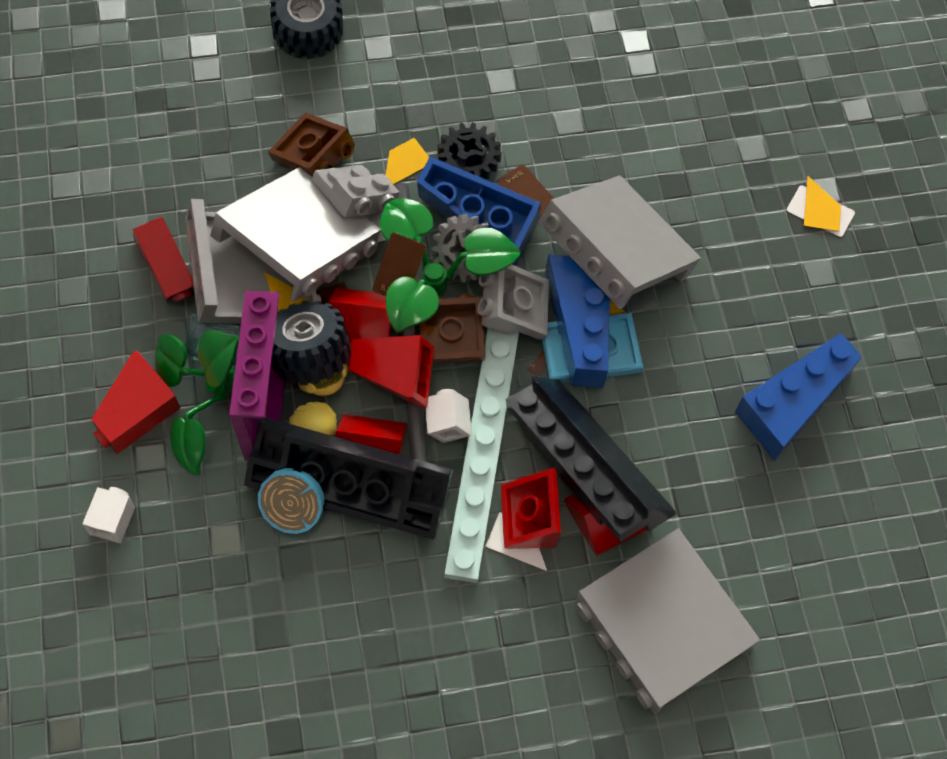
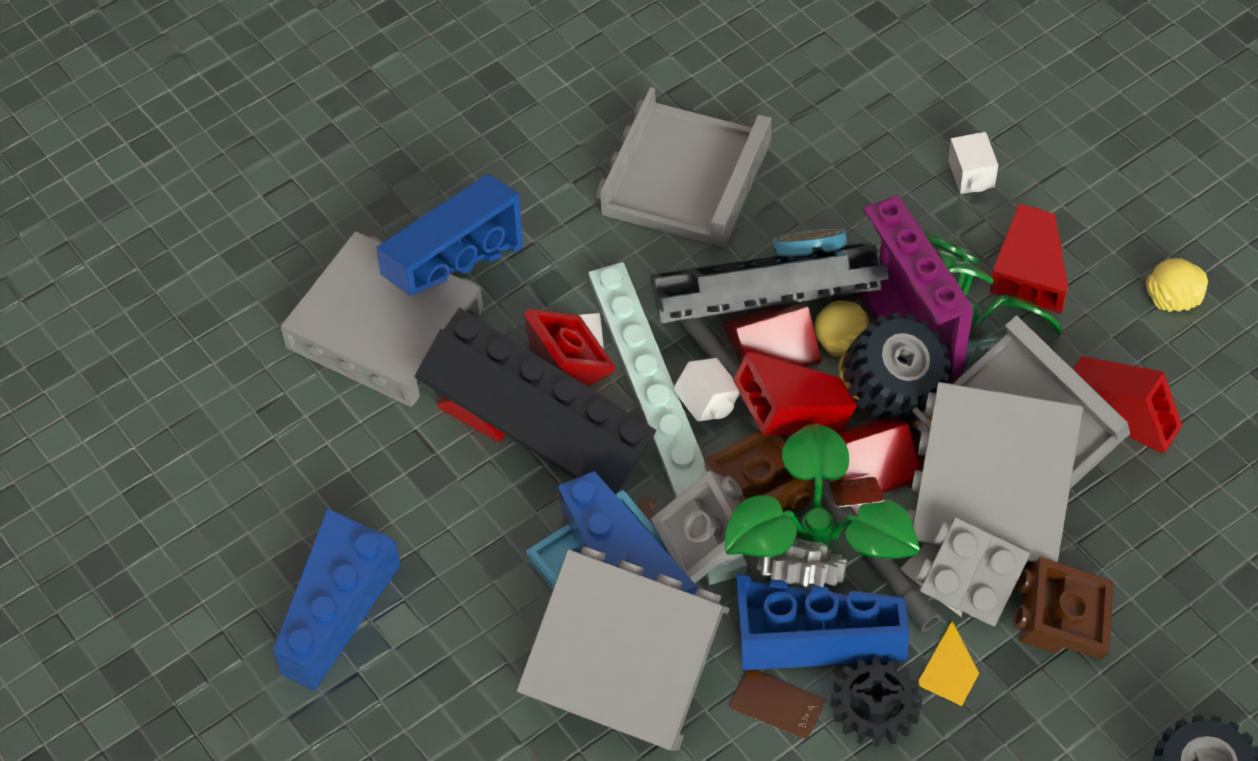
camera: 160 degrees right, 10 degrees down
(46, 333) = (1177, 285): none -> light yellow hair
(338, 643) = (683, 171): none -> light grey panel
(589, 634) = (453, 237): none -> blue wedge

